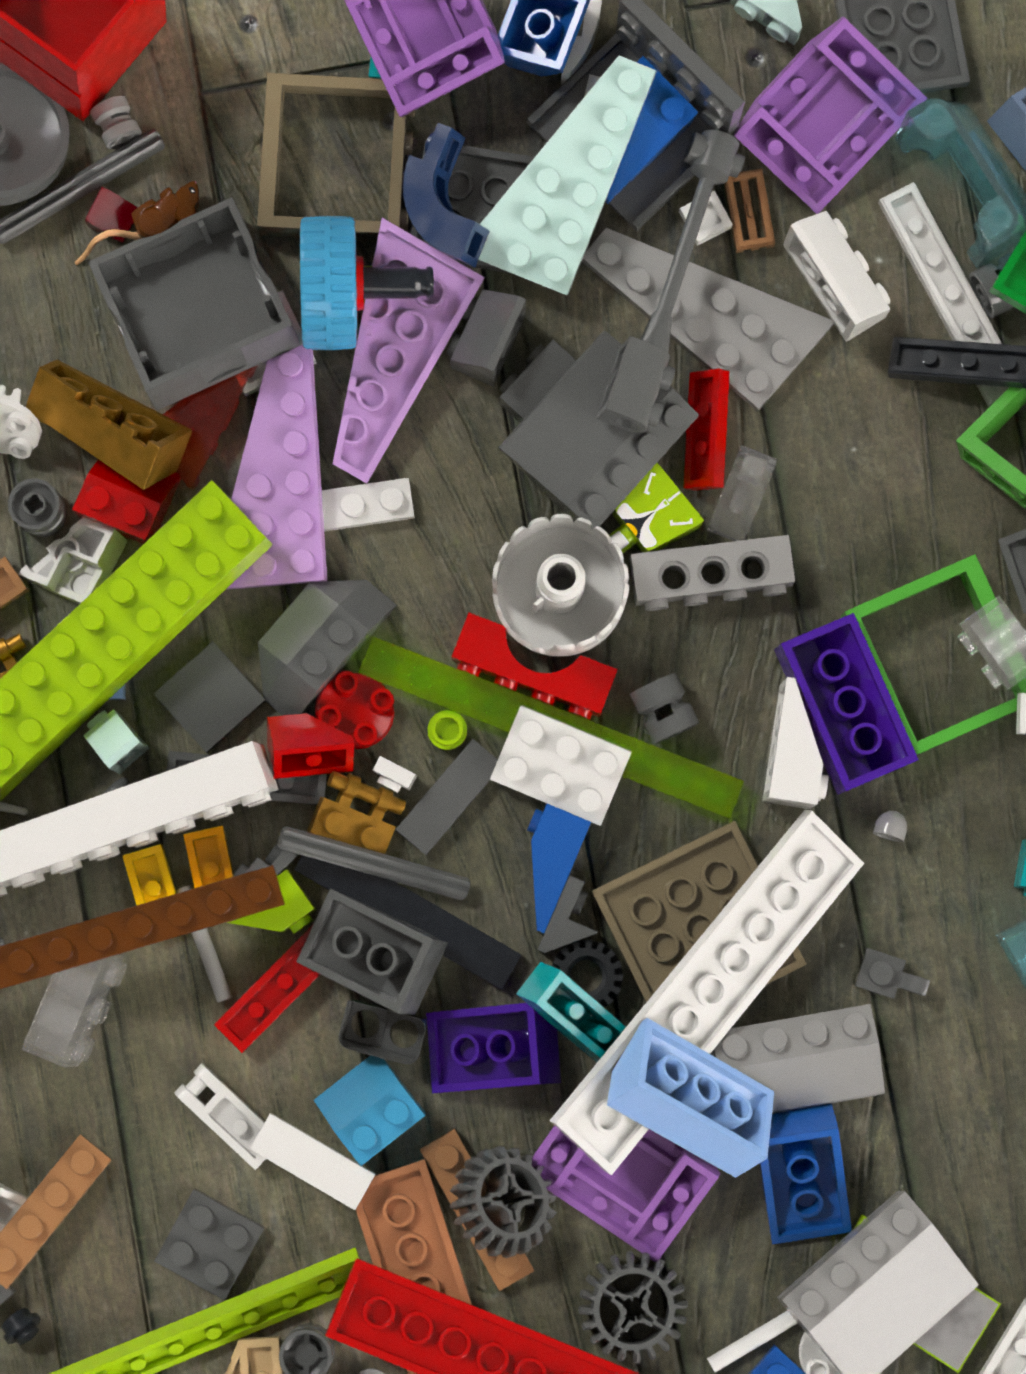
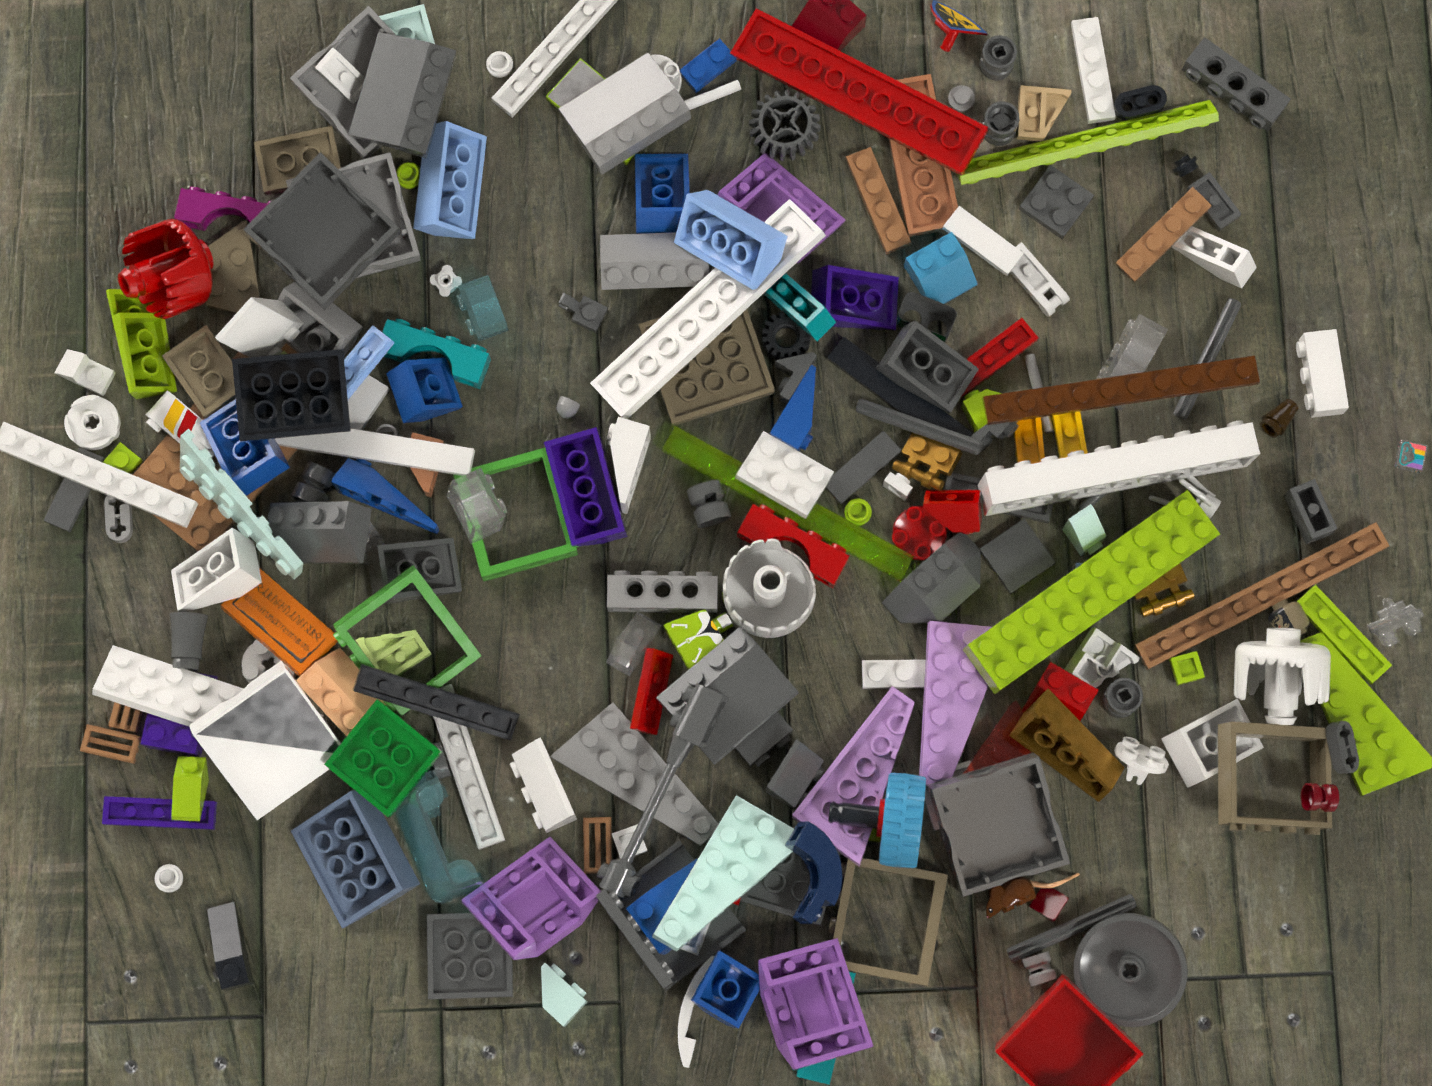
camera: 170 degrees left, 5 degrees down
(492, 1221) = (858, 177): dark grey gear -> none

